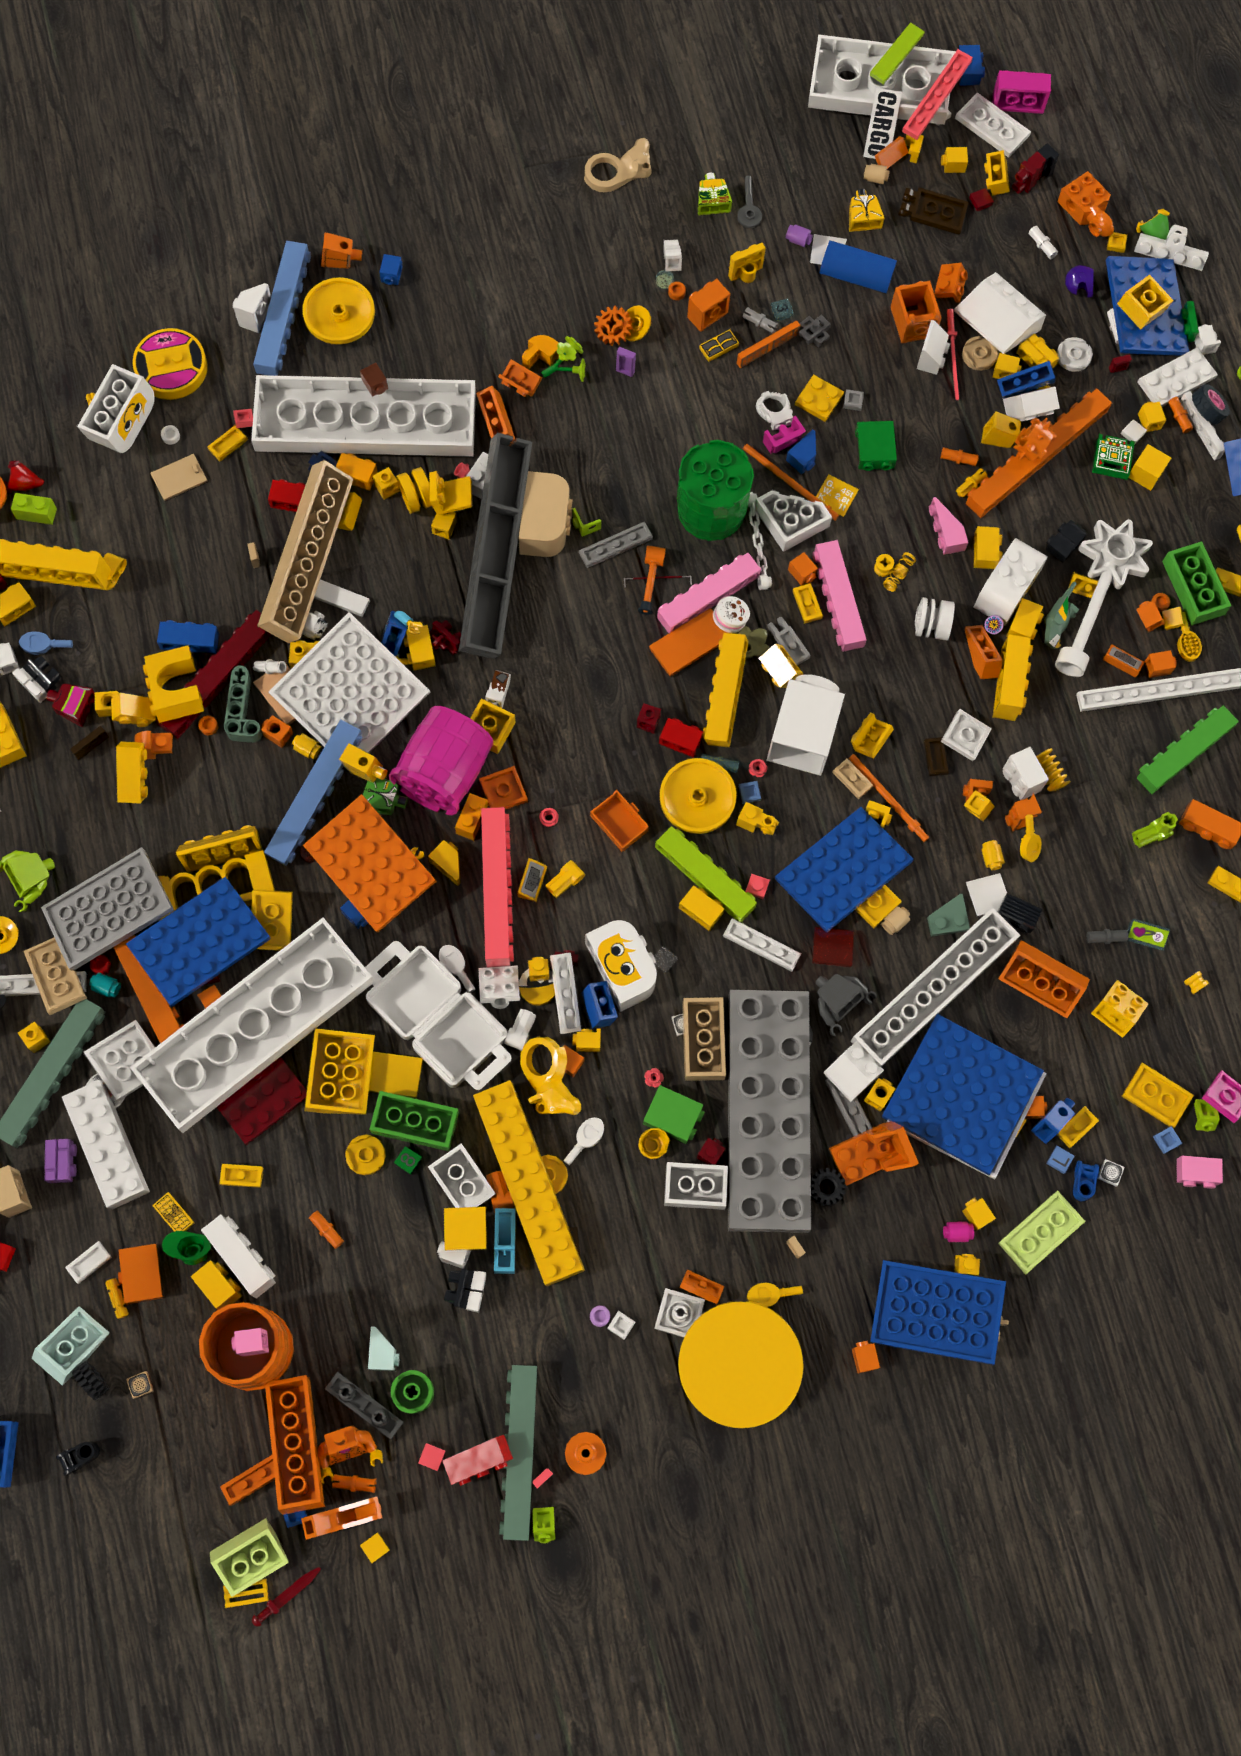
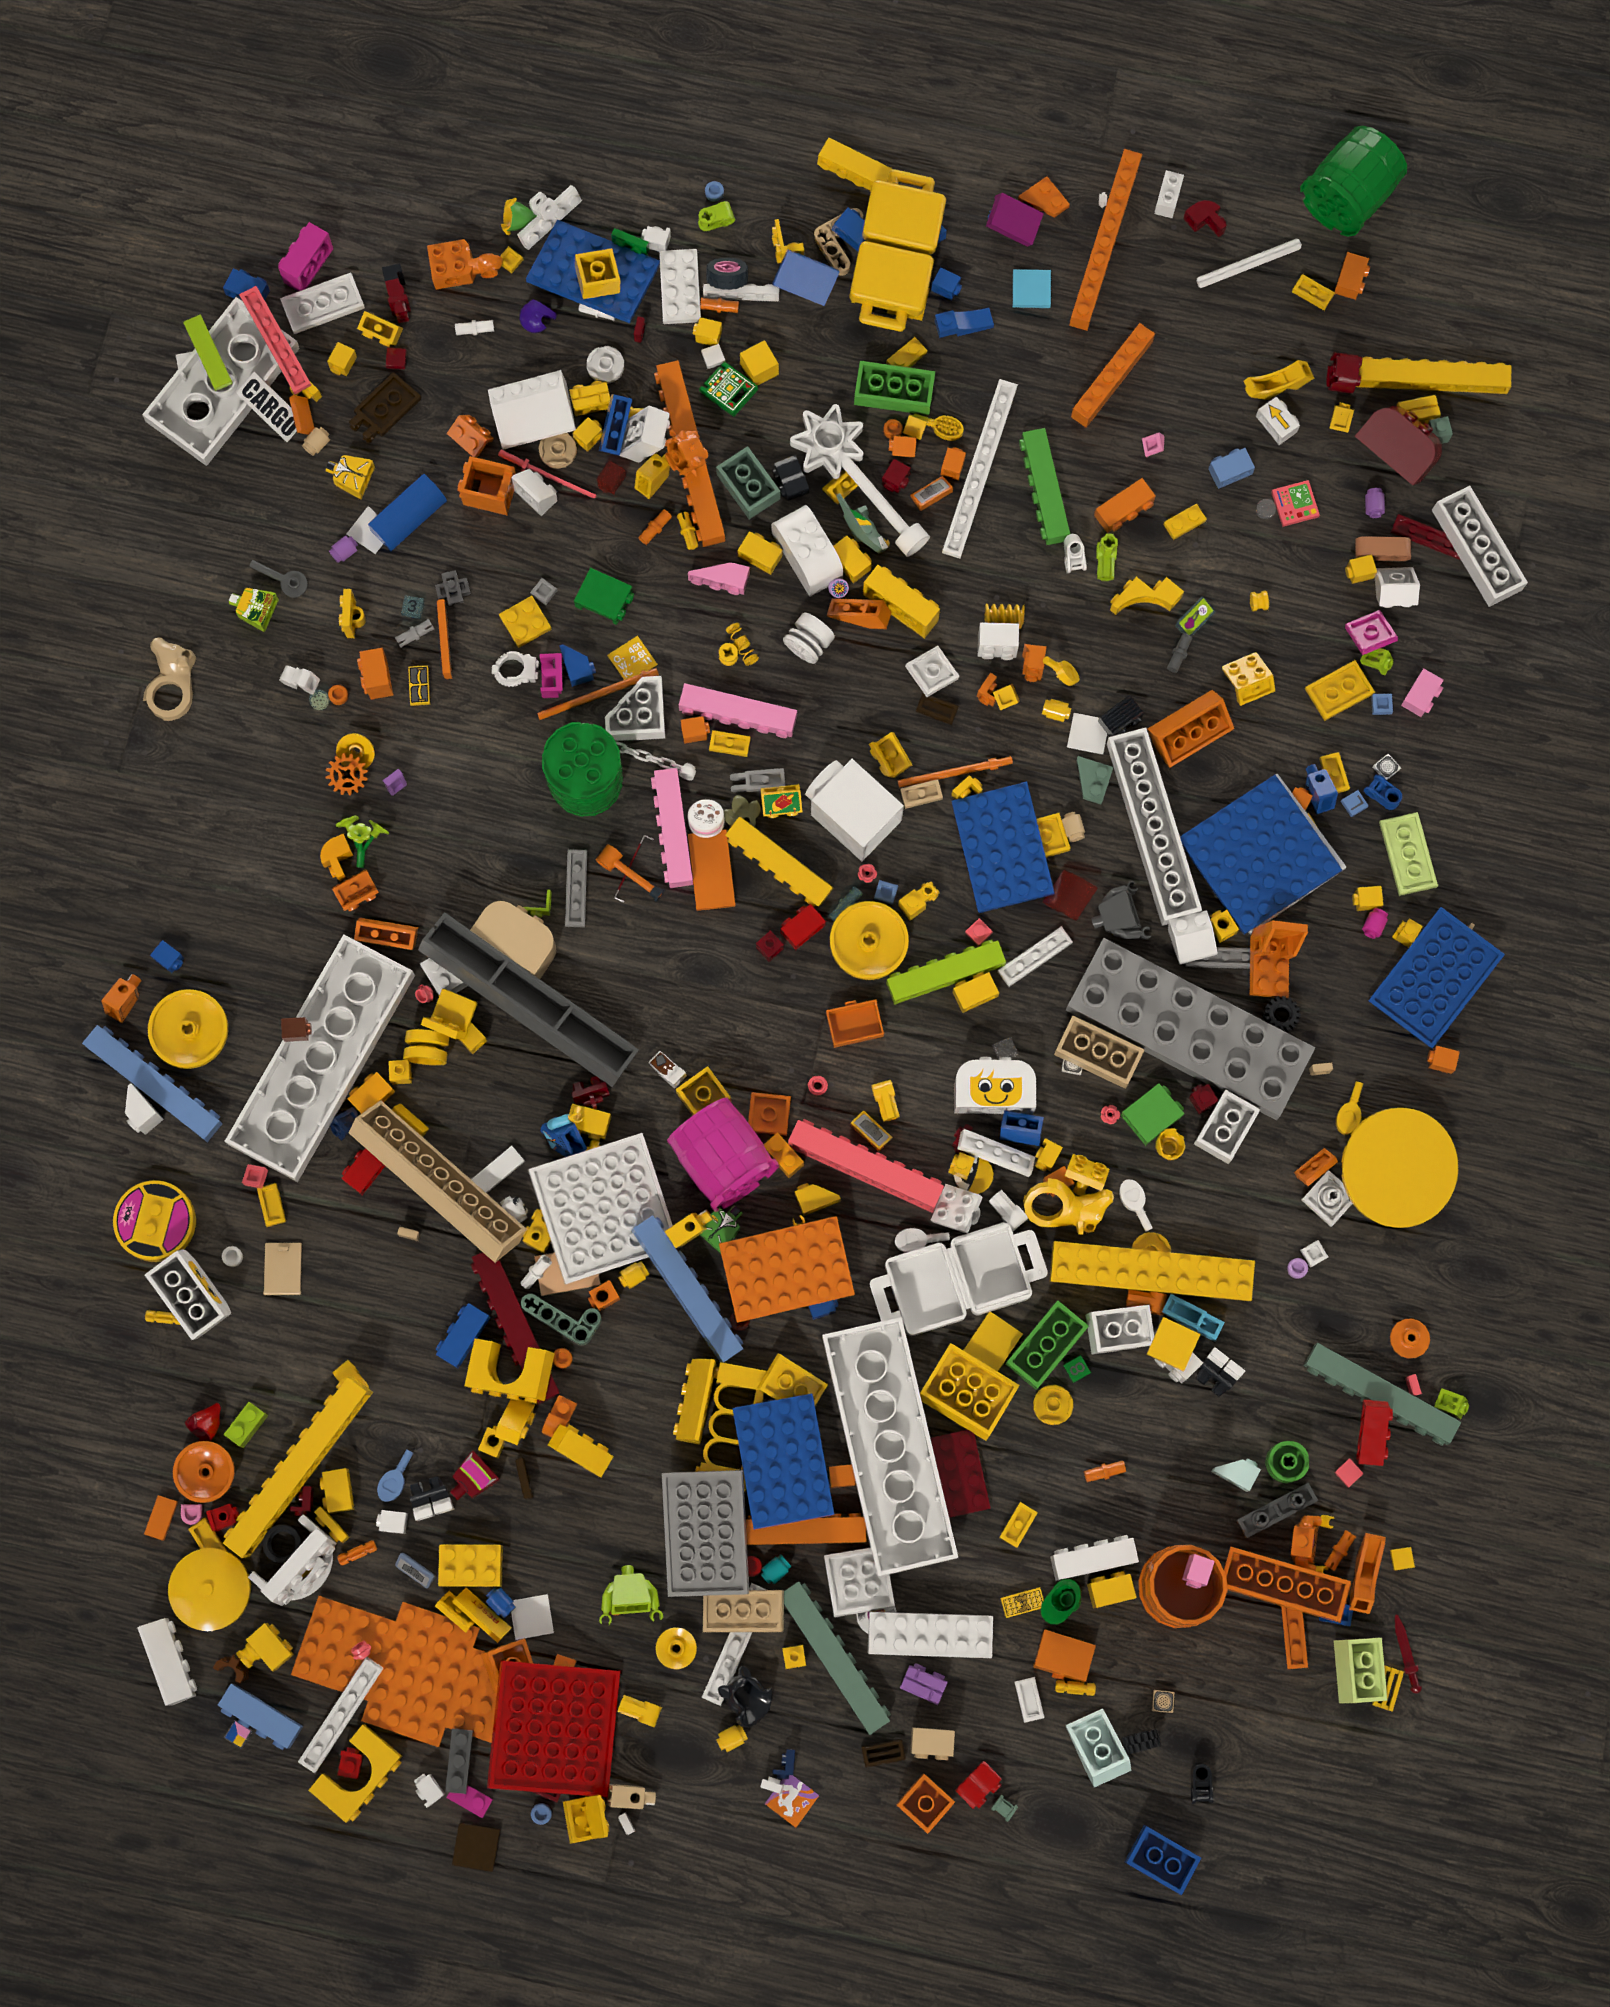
camera: 60 degrees left, 5 degrees up
(587, 1080) = (1086, 1174): none -> yellow plate
(980, 402) = (611, 477): none -> clear red brick
(1041, 508) = (748, 482): none -> sand green brick
(1120, 623) = (896, 476): none -> dark red brick
(1139, 803) = (1075, 556): none -> white piece
(1139, 870) = (1136, 591): none -> yellow arch

